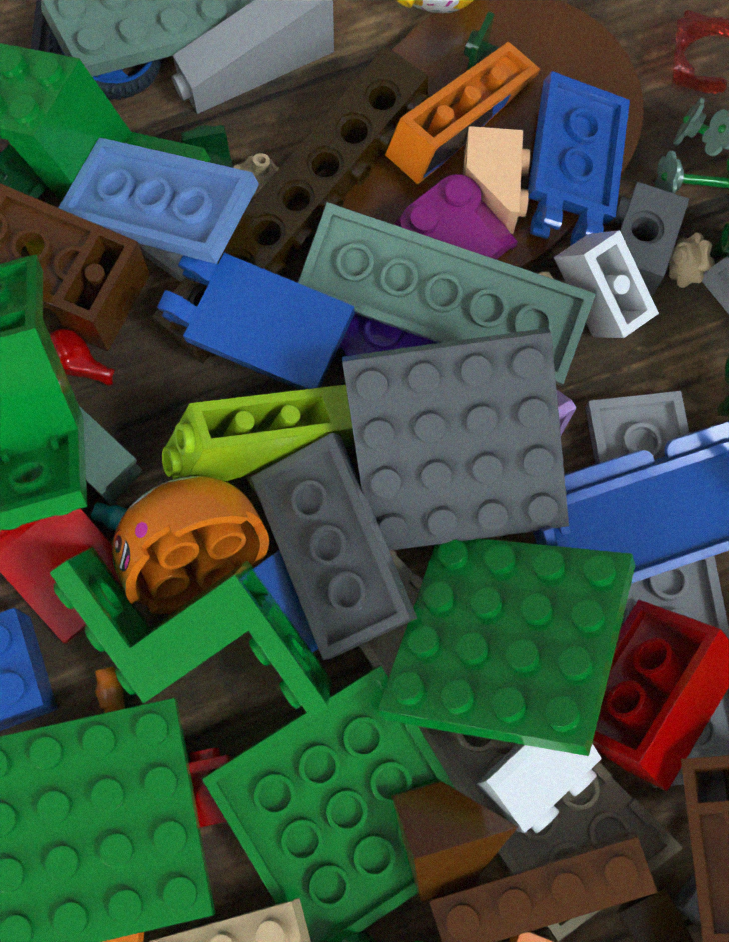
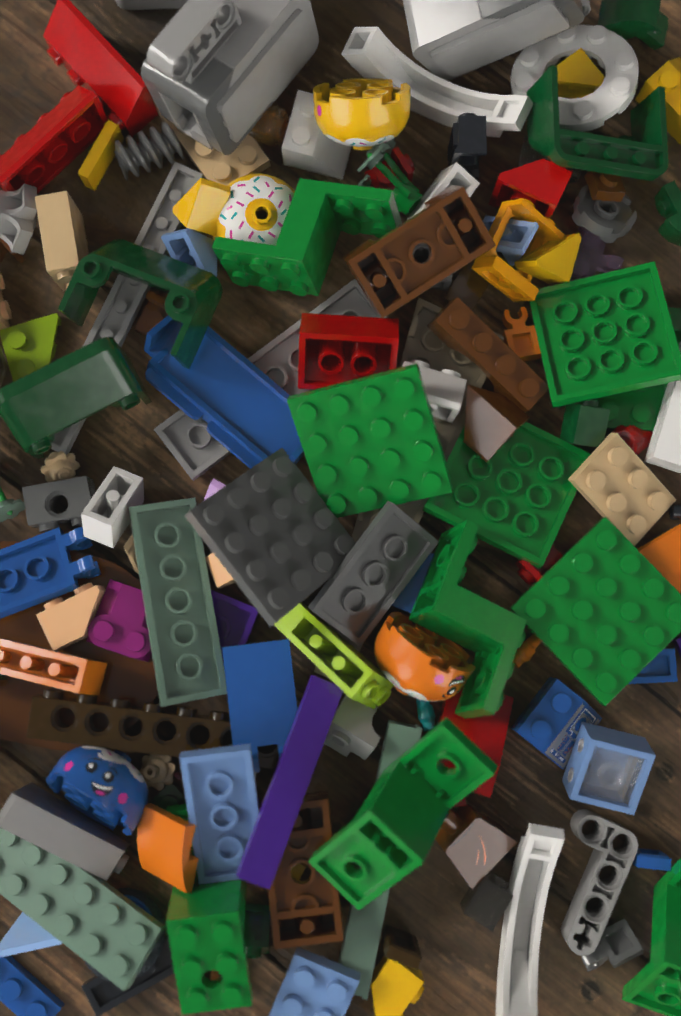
camera: 120 degrees left, 10 degrees up
(77, 357) = (346, 805): red animal -> none
(141, 286) = (289, 783): none -> dark purple tile
(154, 409) = (352, 729): none -> light grey brick
(166, 126) = (165, 847): none -> orange slope
(277, 101) = (101, 786): none -> blue cylinder

